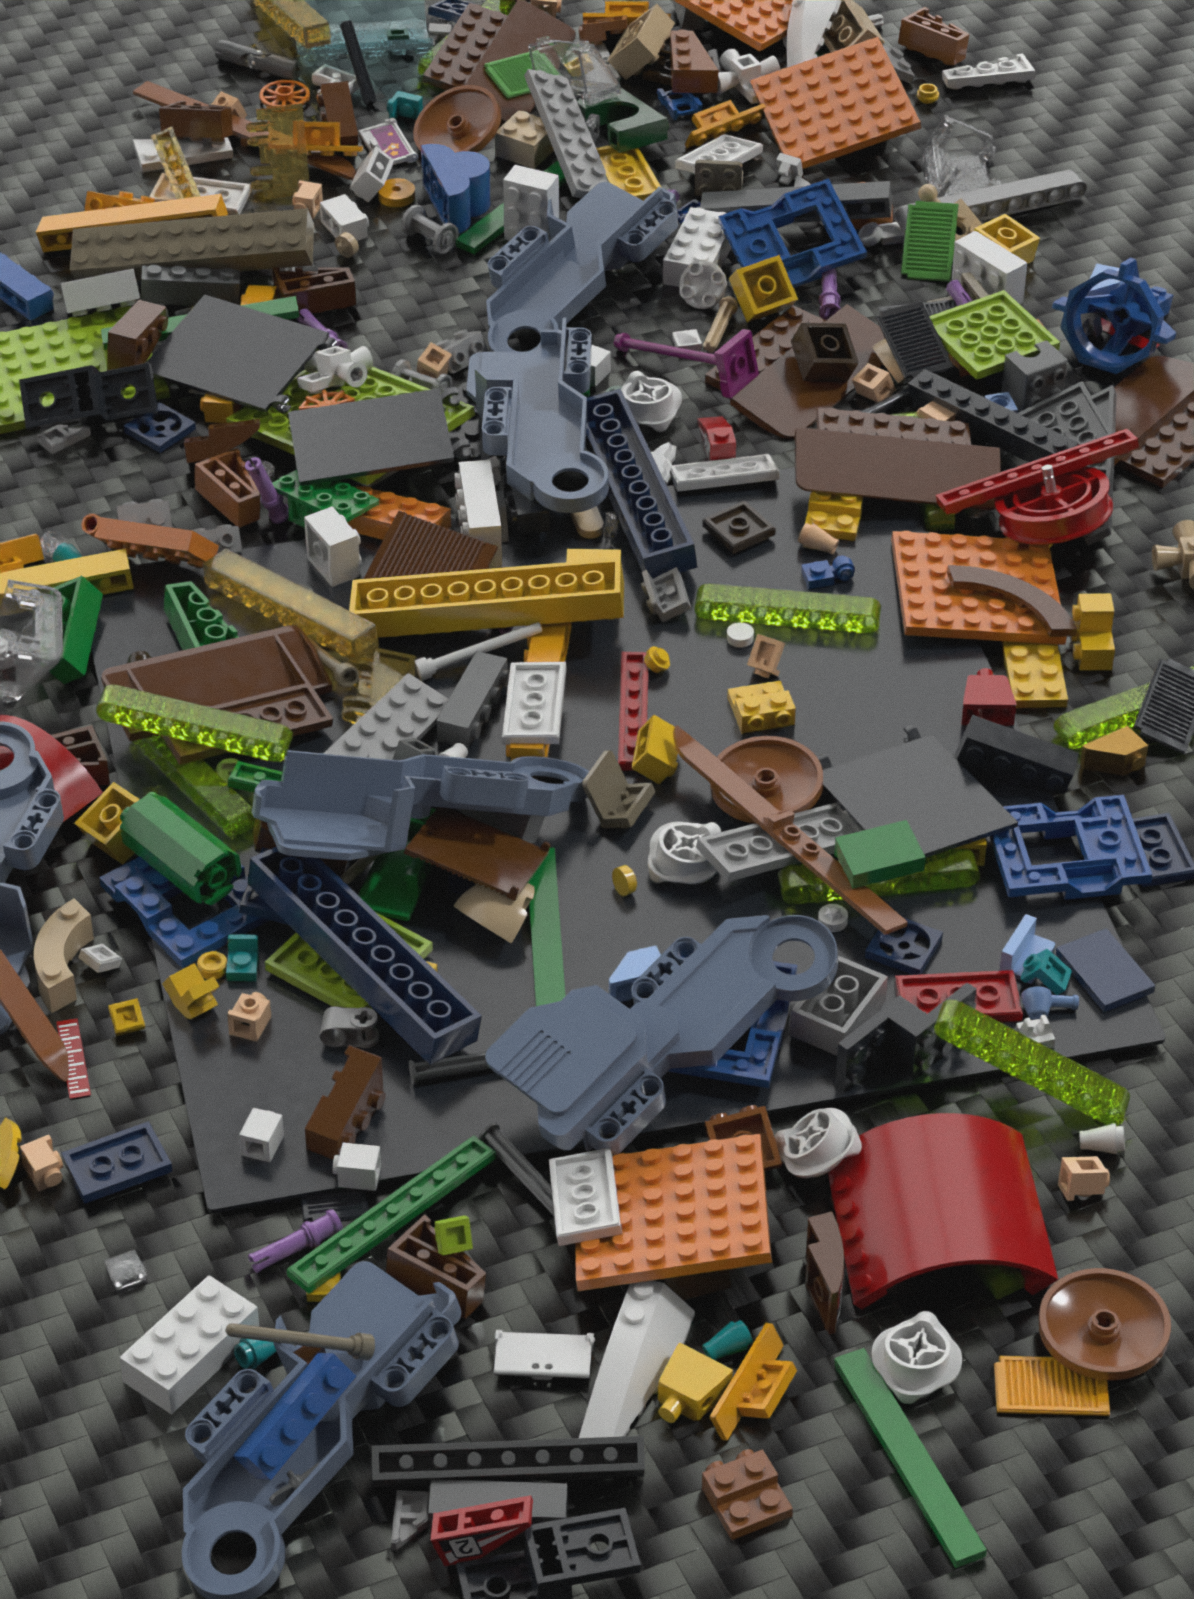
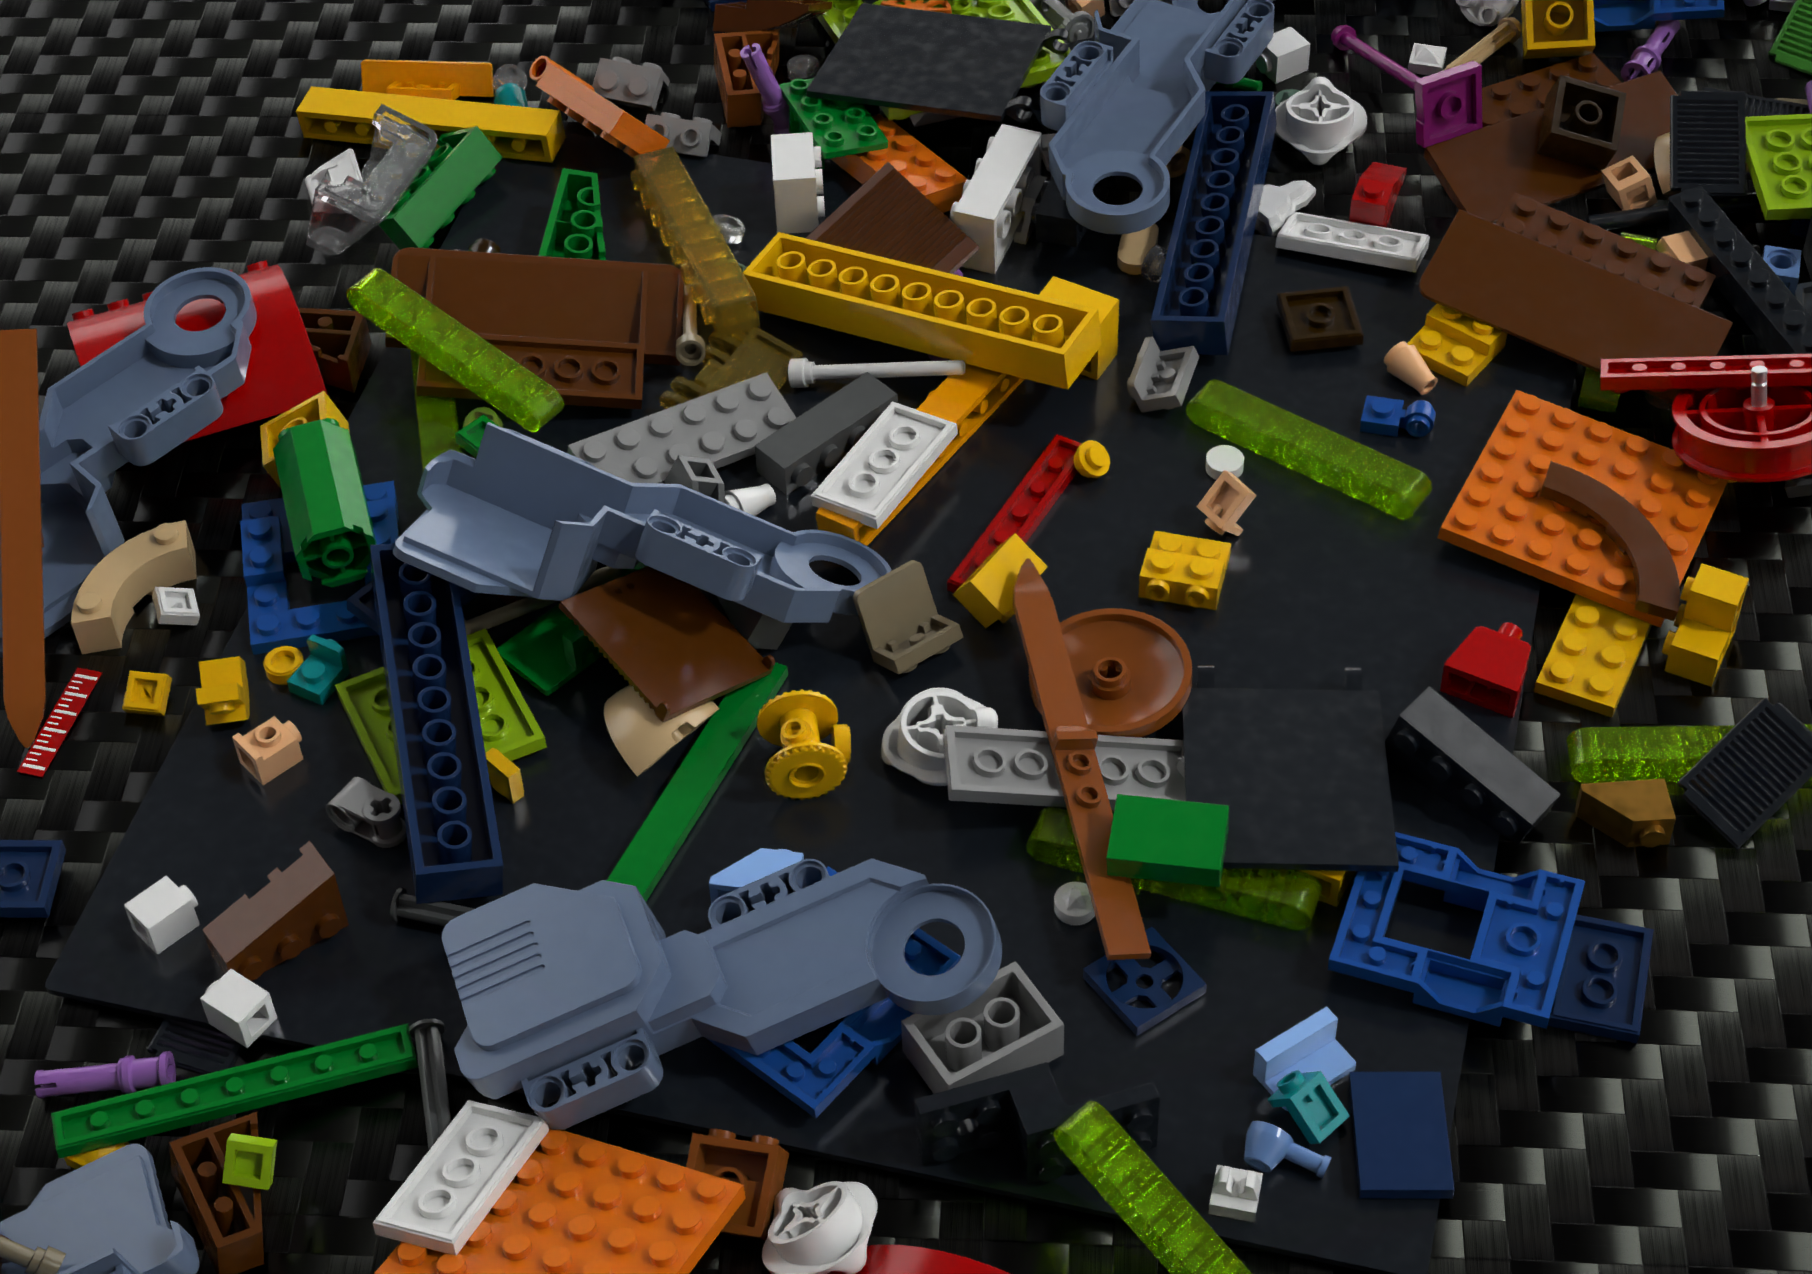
camera: 30 degrees right, 5 degrees up
(617, 895) = (804, 764): none -> yellow hose
(995, 992) = (1198, 1098): red tile -> none

